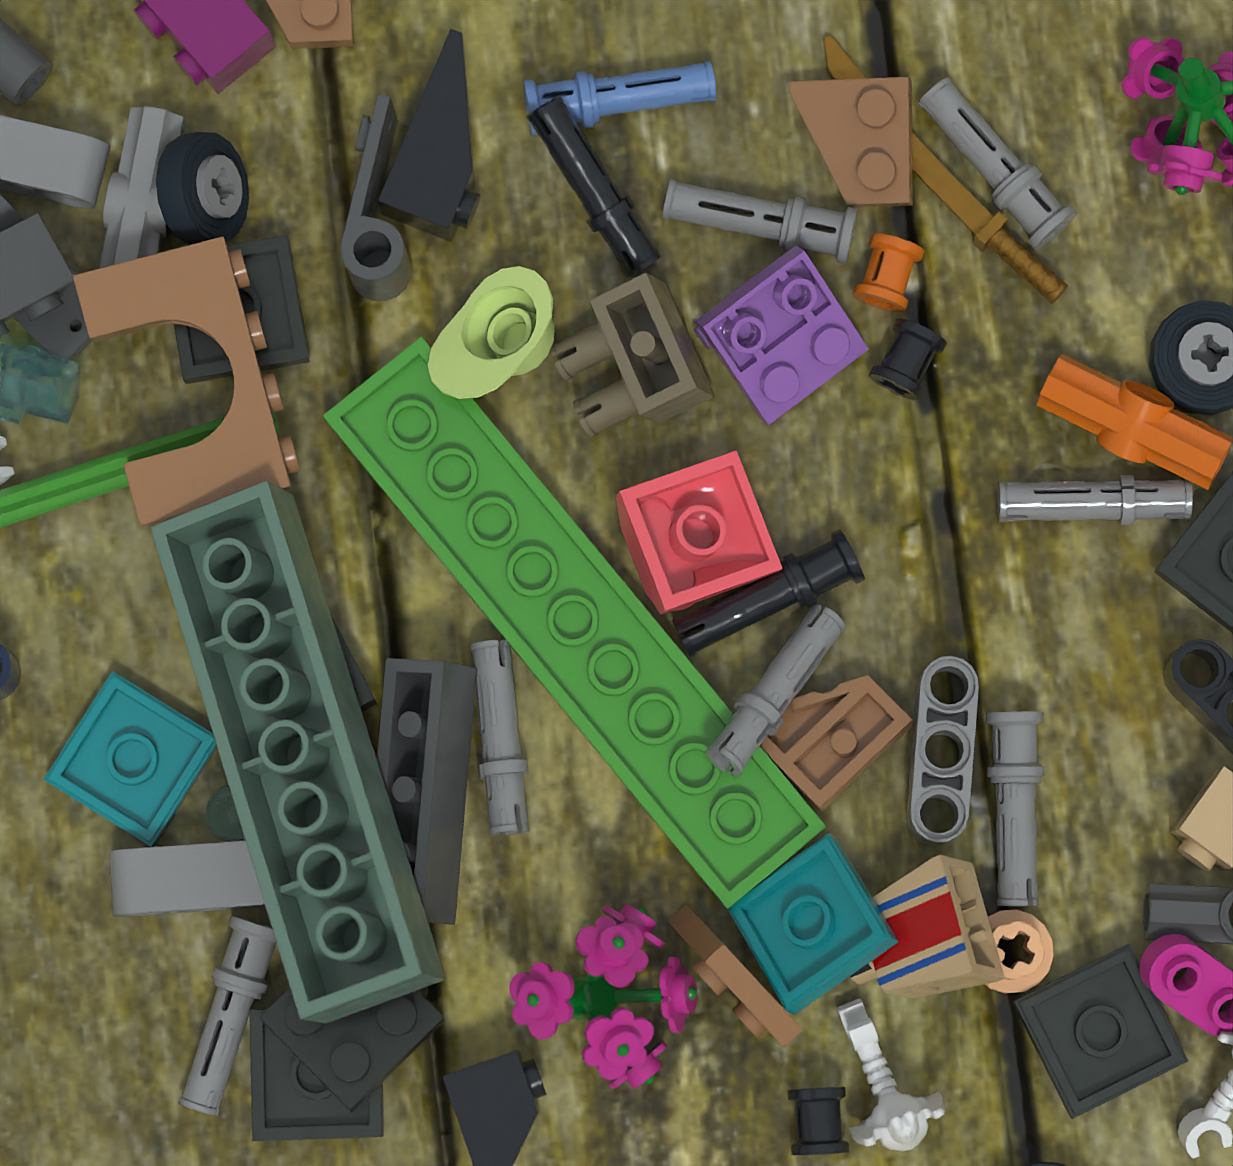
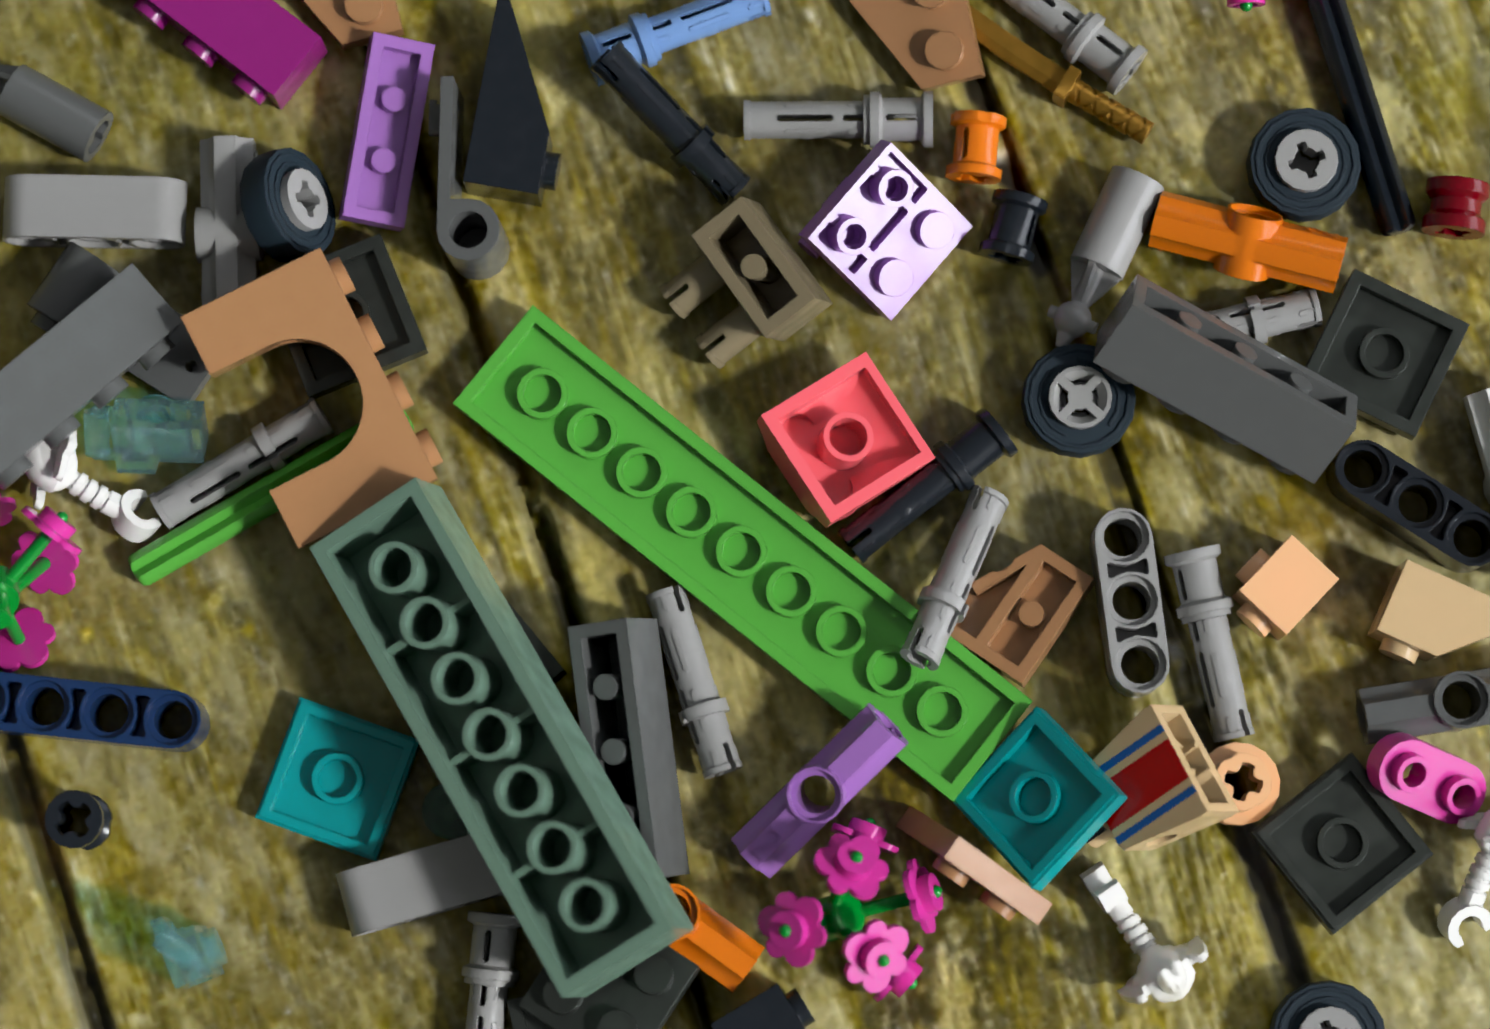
camera: 10 degrees left, 0 degrees up
(104, 431) = (241, 463): none -> light grey pin
(315, 137) = (386, 131): none -> medium lavender plate
(465, 997) = (715, 943): none -> orange piece
(495, 335) = (605, 288): yellowish green piece -> none
(567, 892) = (791, 818): none -> medium lavender piece
(818, 1121) = (1085, 989): black bush -> none
(952, 527) = (1088, 389): none -> black wheel
(994, 398) = (1105, 248): none -> light grey wheel
(1083, 552) = (1225, 380): none -> dark grey brick
(1094, 768) = (1281, 588): none -> light nougat brick

